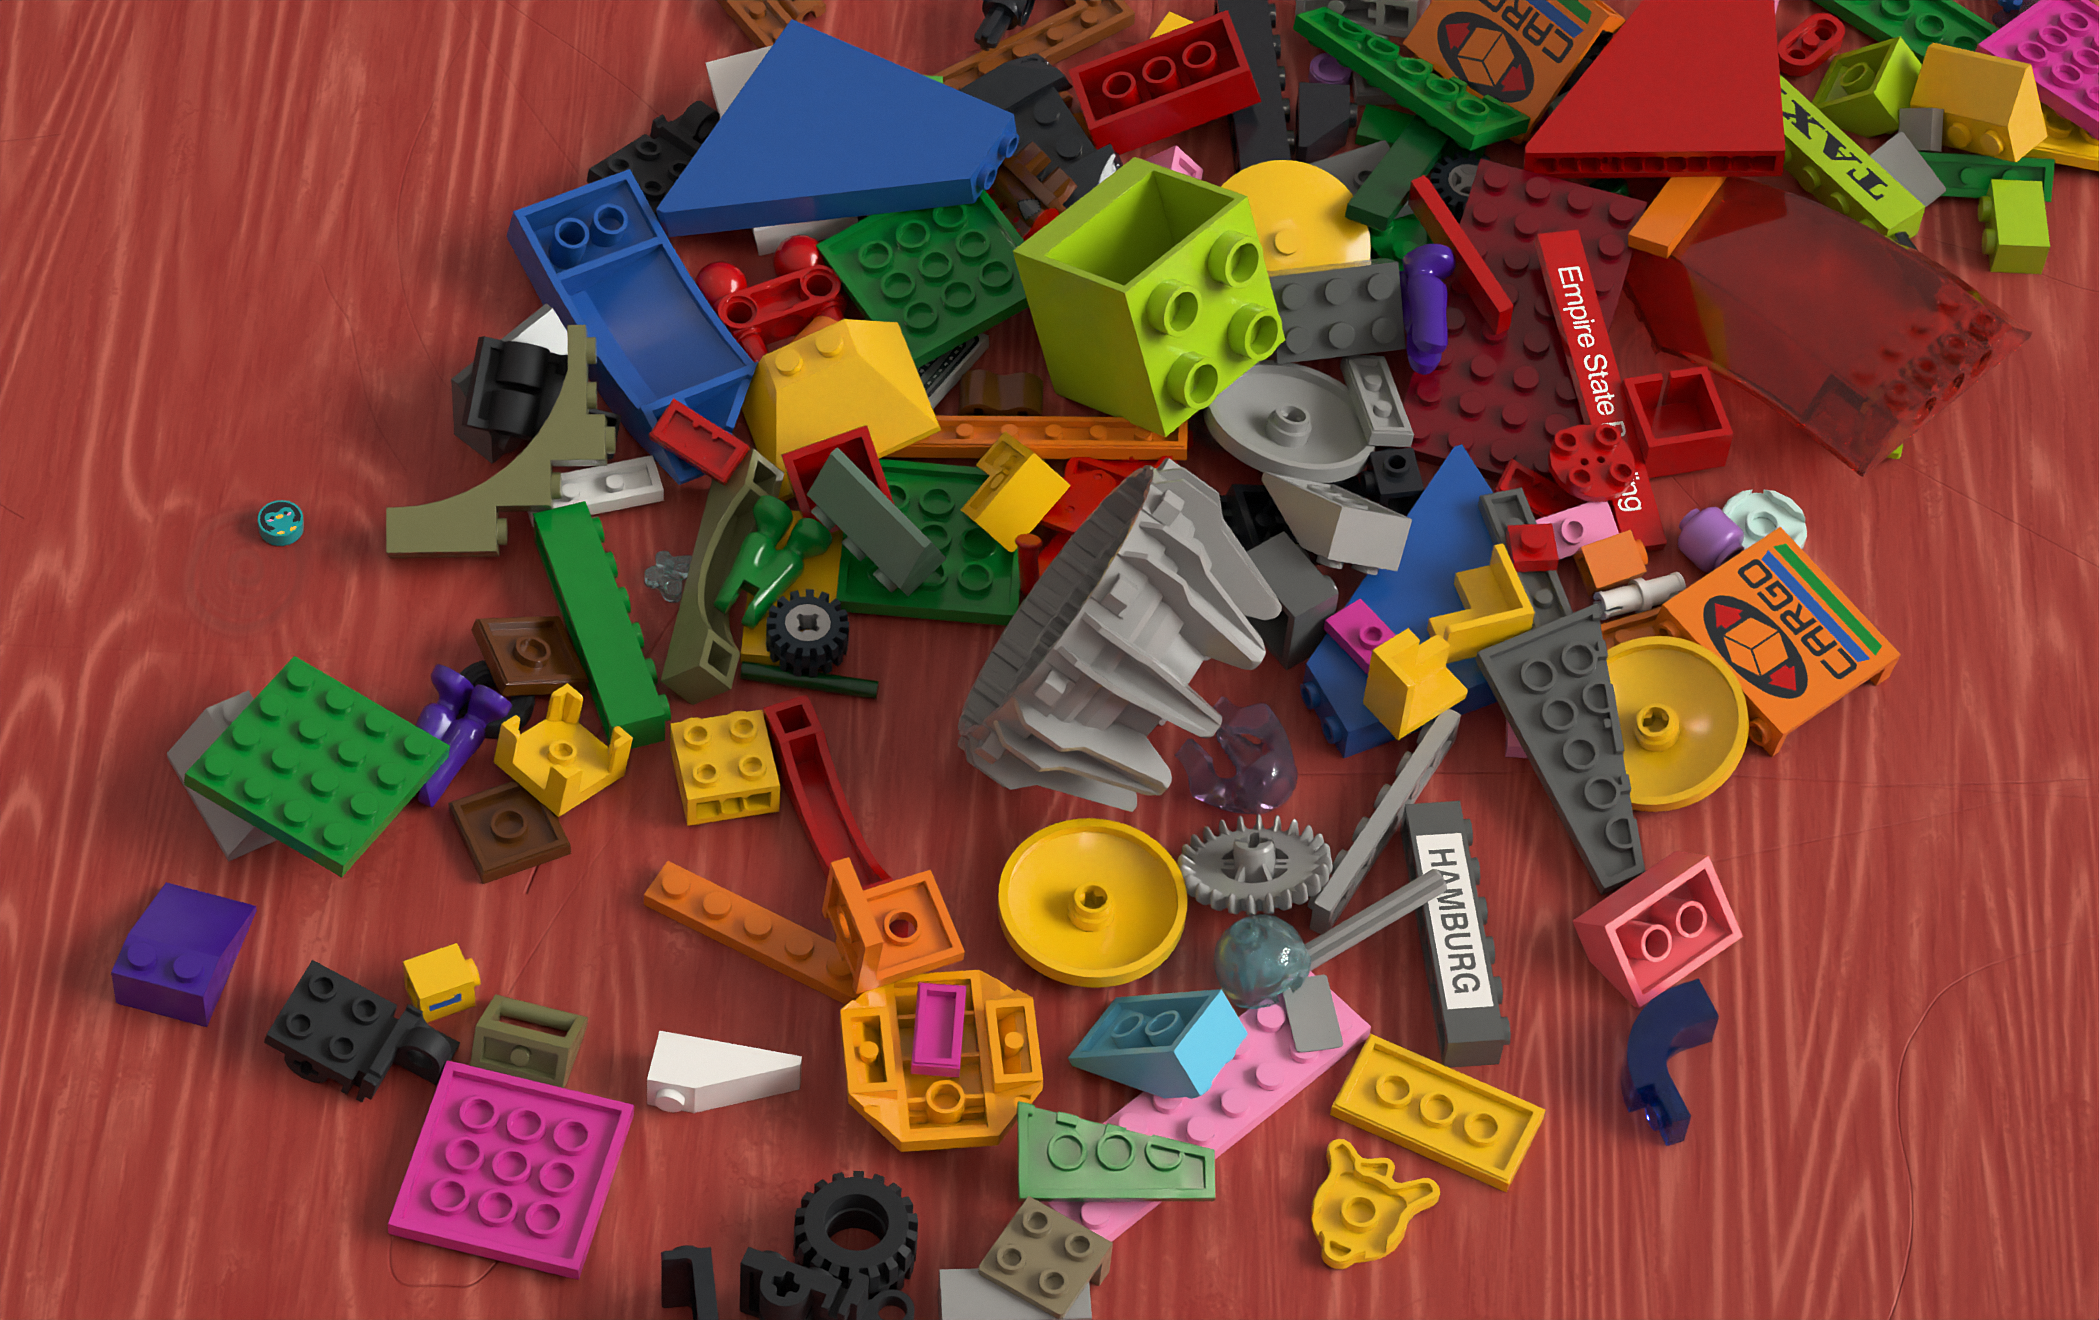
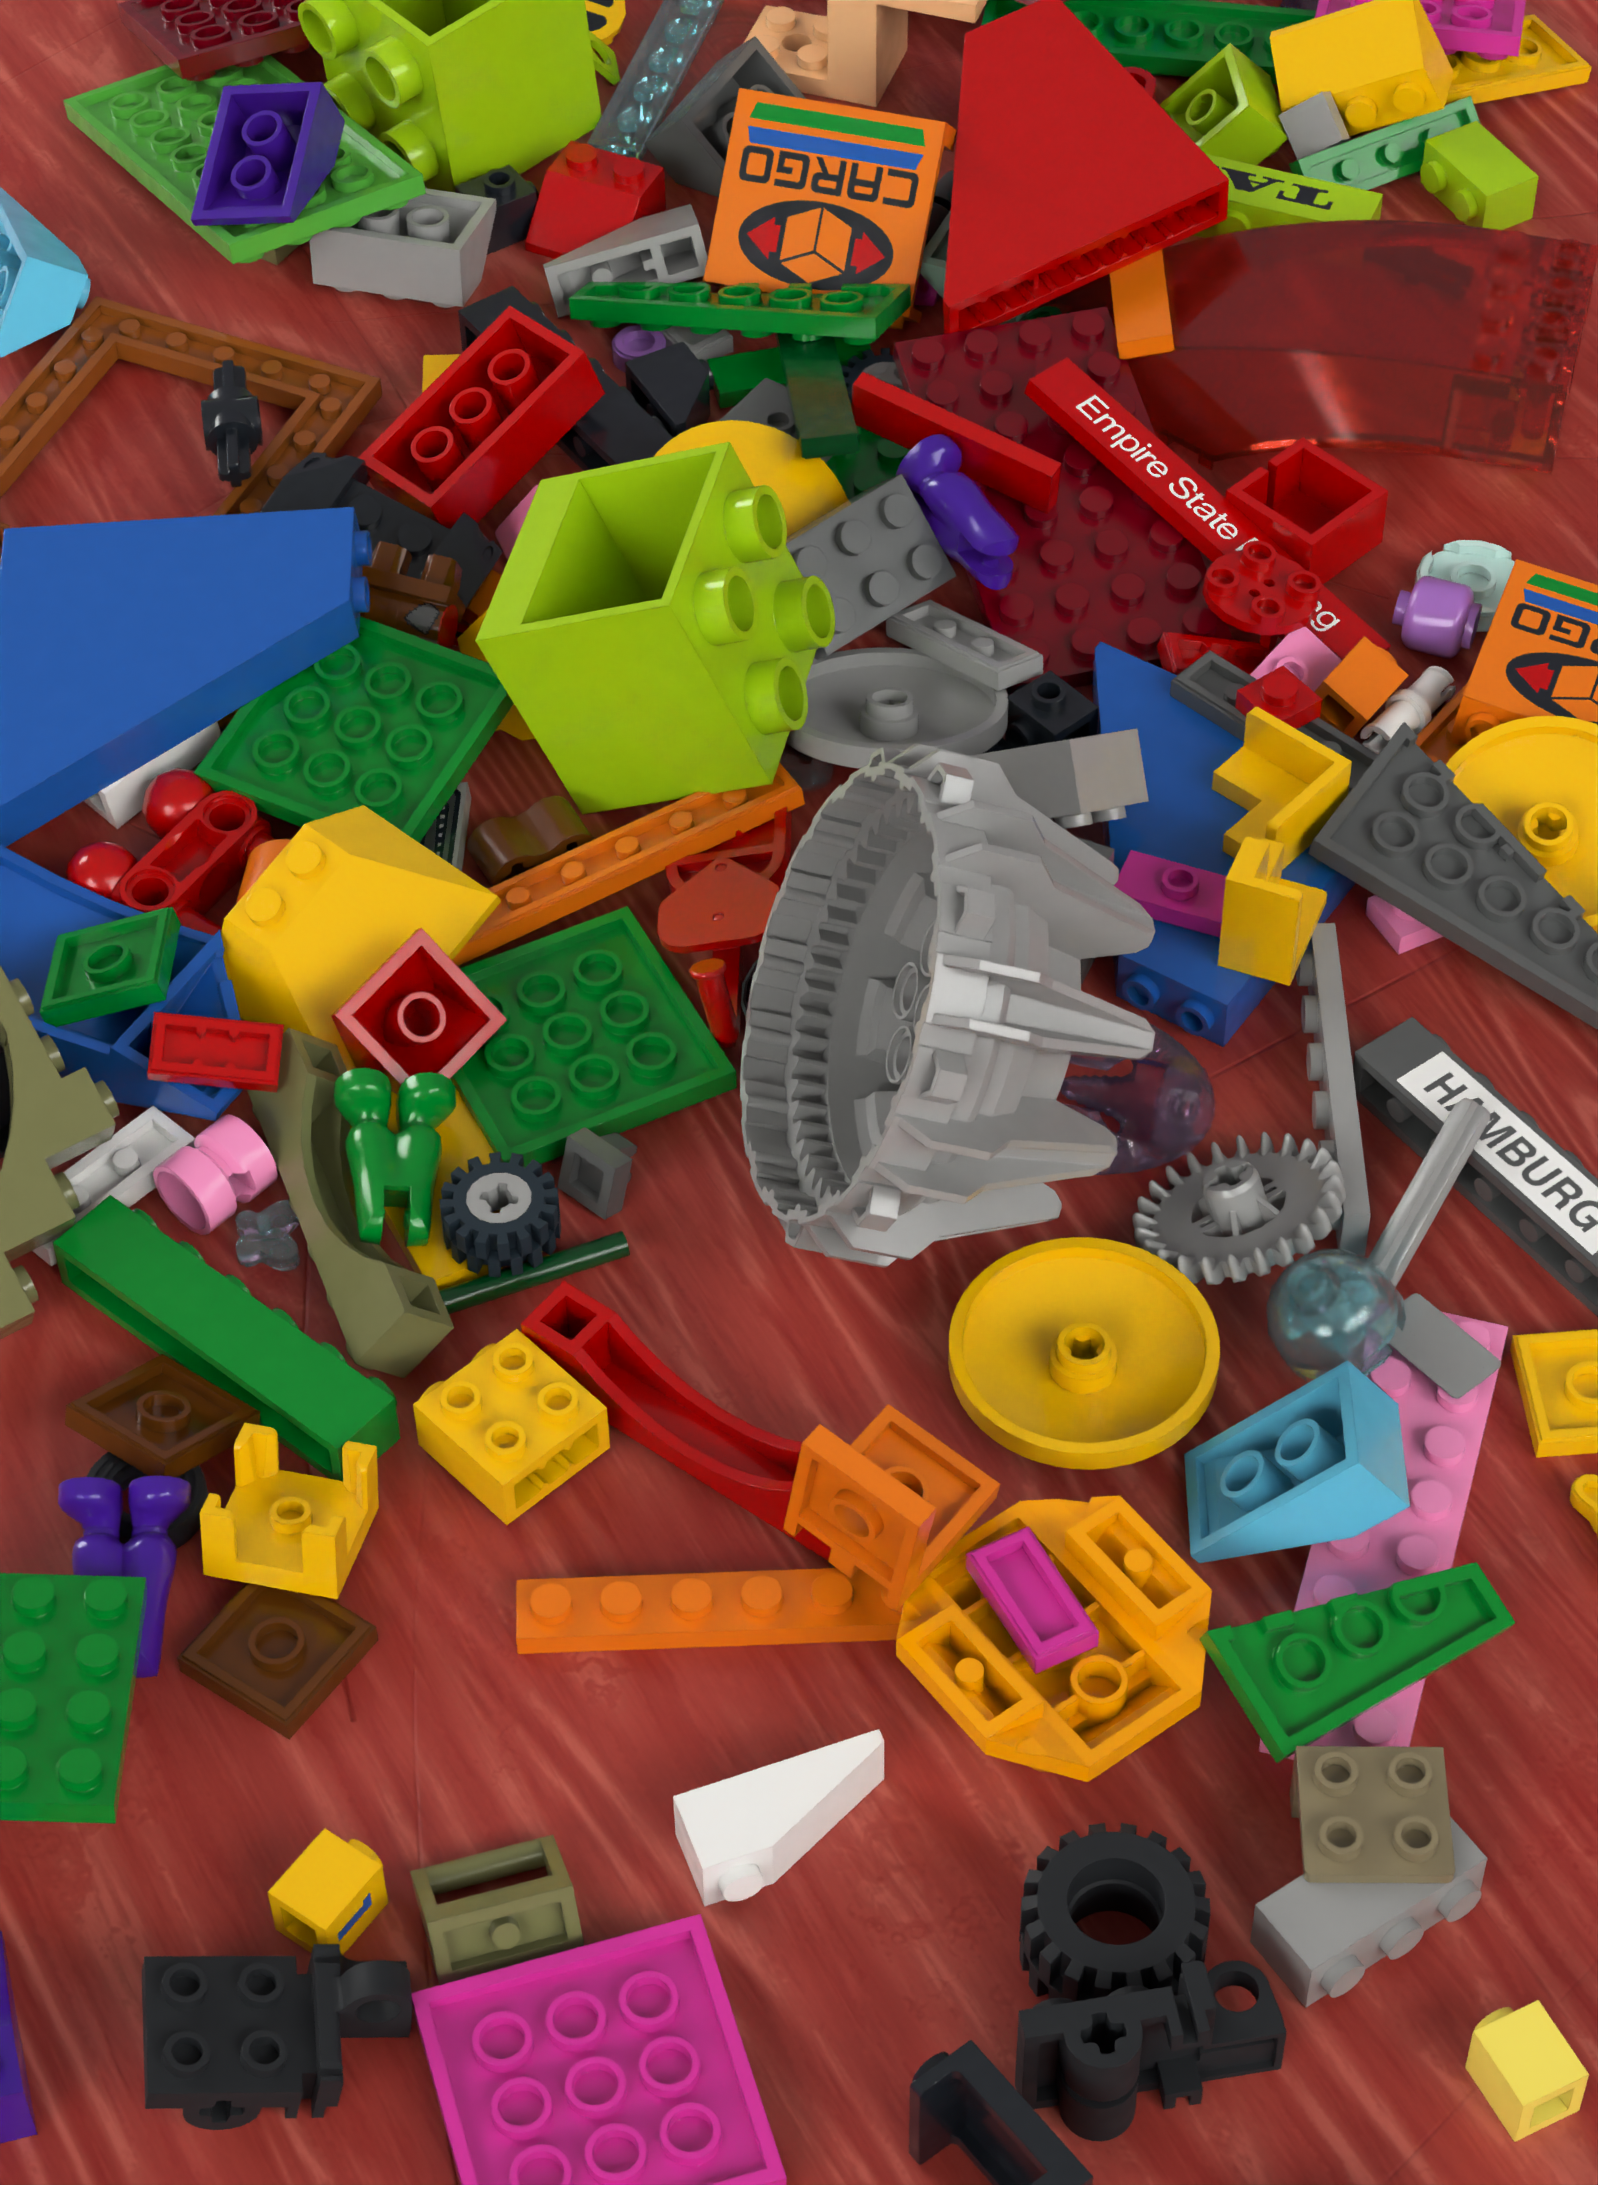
camera: 25 degrees left, 5 degrees down
(659, 519) = (223, 1168): none -> bright pink wheel
(678, 353) = (110, 967): none -> green tile
(873, 525) = (507, 1037): sand green slope -> none
(890, 635) = (597, 1170): none -> dark grey tile
(1015, 493) = (642, 922): yellow panel -> none
(1909, 168) = (1320, 161): light grey sticker -> none

